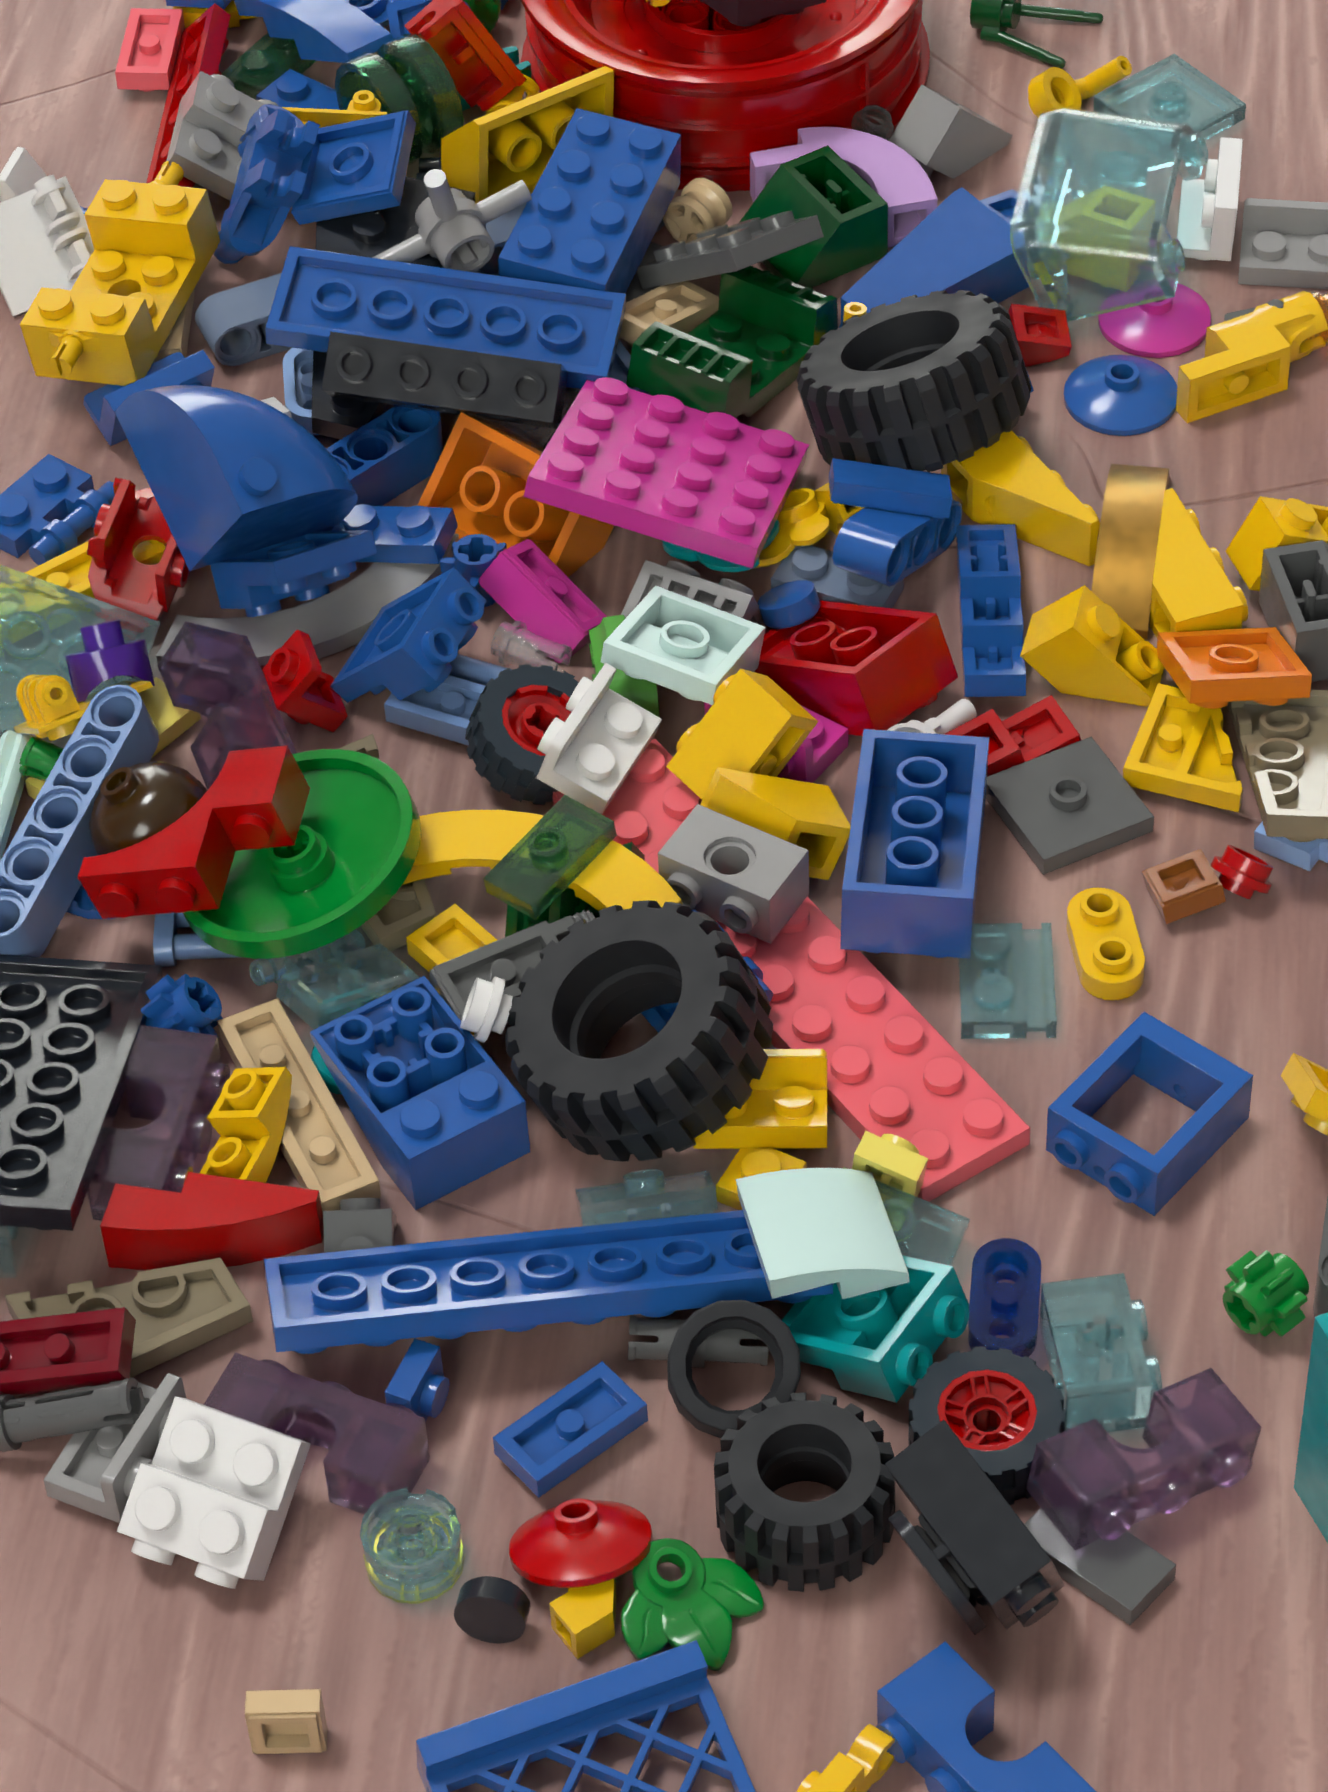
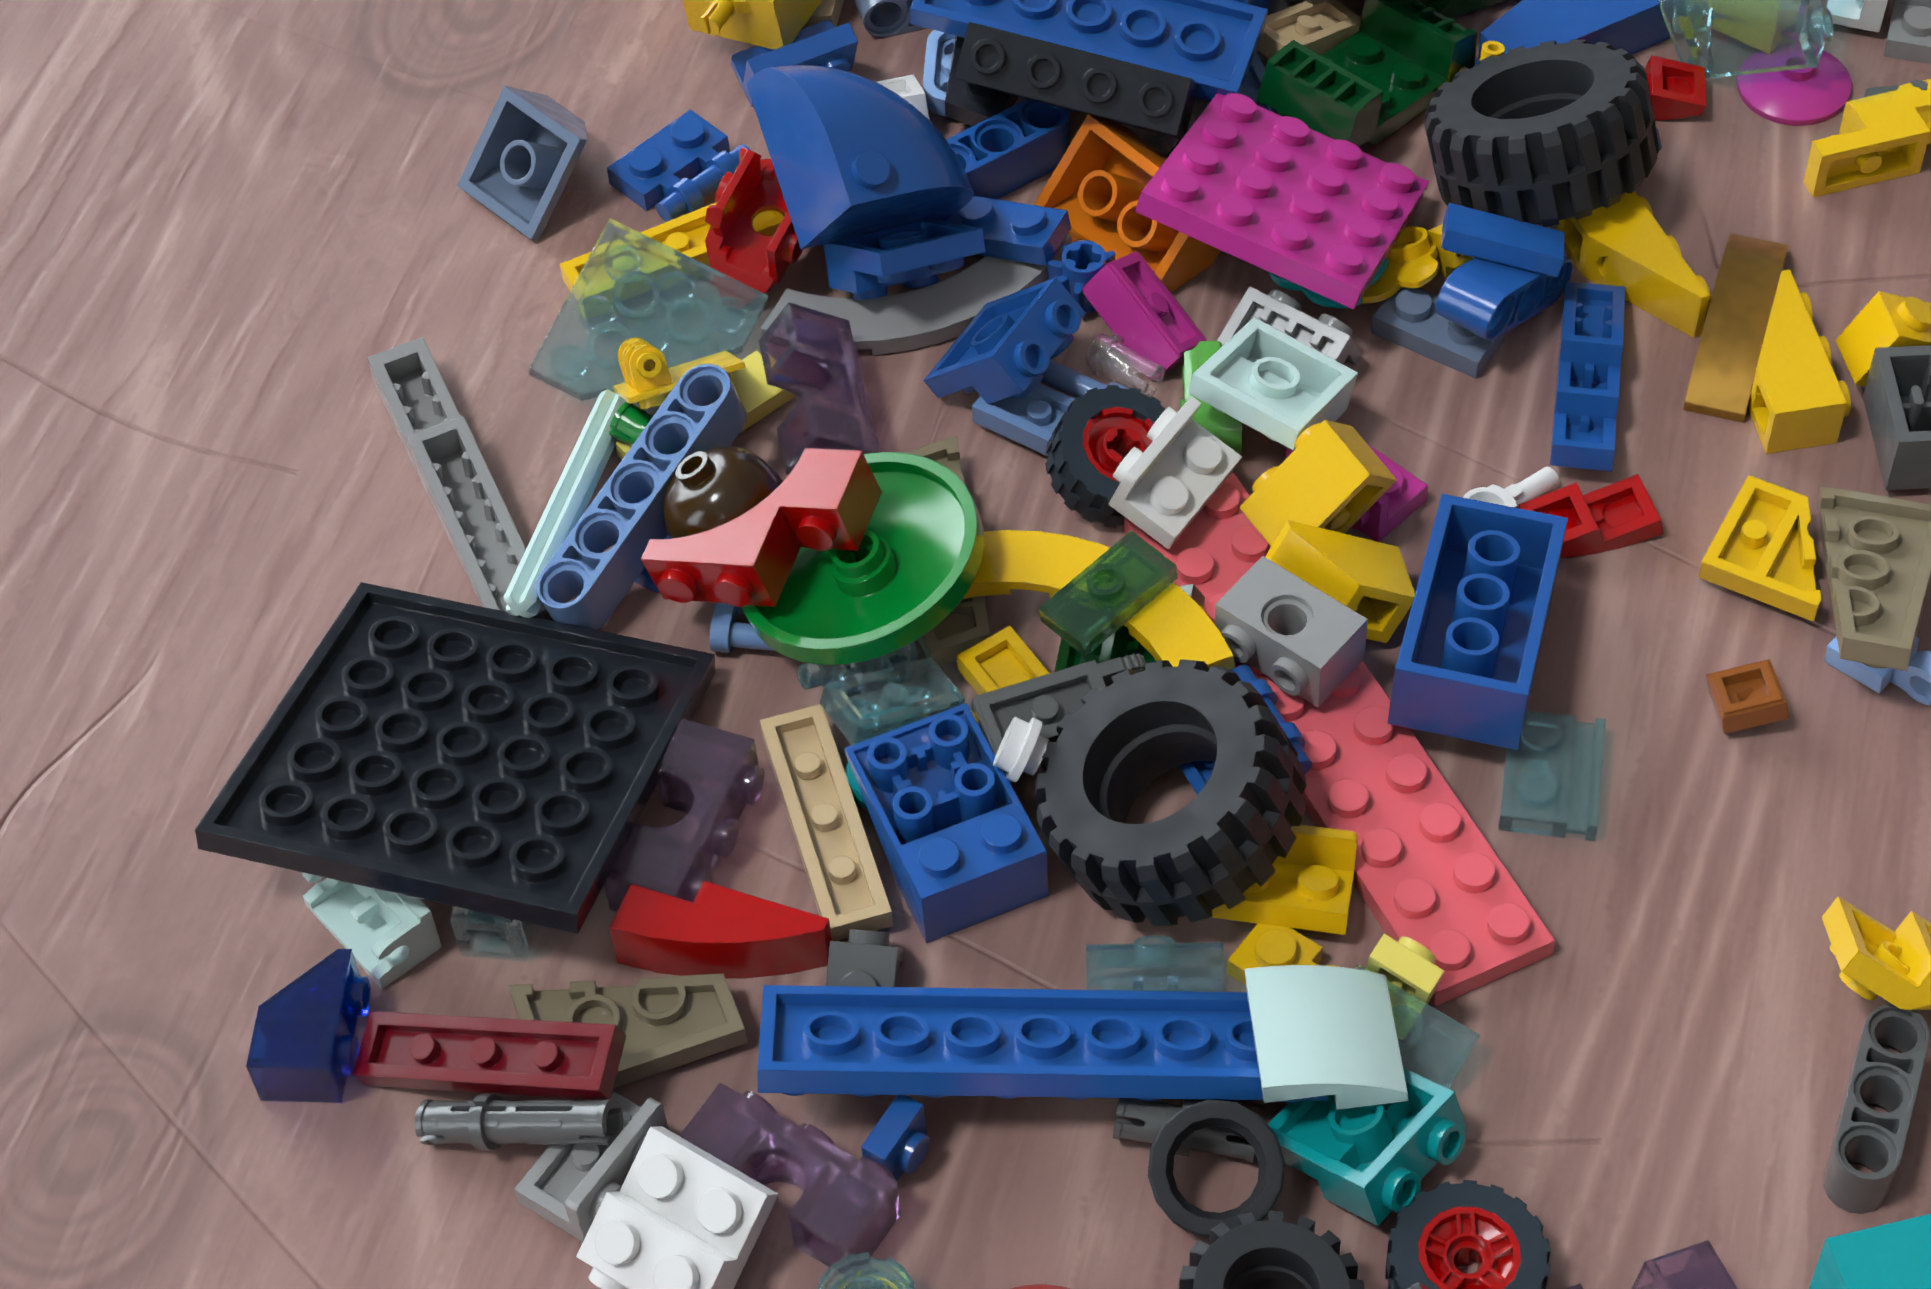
camera: 10 degrees right, 5 degrees up
(106, 657) = (709, 329): dark purple piece -> none
(183, 1005) = (728, 702): blue gear -> none
(250, 1123) = (774, 834): yellow slope -> none
(301, 686) = (894, 380): red bracket -> none
(570, 1429) = (1043, 1207): blue plate -> none
(789, 604) = (1386, 346): blue tile -> none
(860, 663) = (1445, 417): red slope -> none
(1005, 1306) = (1503, 1133): clear blue plate -> none
(1068, 805) = (1640, 593): dark grey plate -> none
(1091, 651) = (1685, 432): yellow slope -> none
(1097, 1351) = (1589, 1240): clear light blue brick -> none
(1098, 931) = (1658, 741): yellow plate -> none
(1120, 395) = (1749, 161): blue dish -> none
(1178, 1068) = (1715, 895): blue window -> none
(1234, 666) = (1828, 467): orange plate -> none
(1242, 872) = (1810, 689): red plate -> none
(1265, 1293) = (1776, 1160): green gear -> none

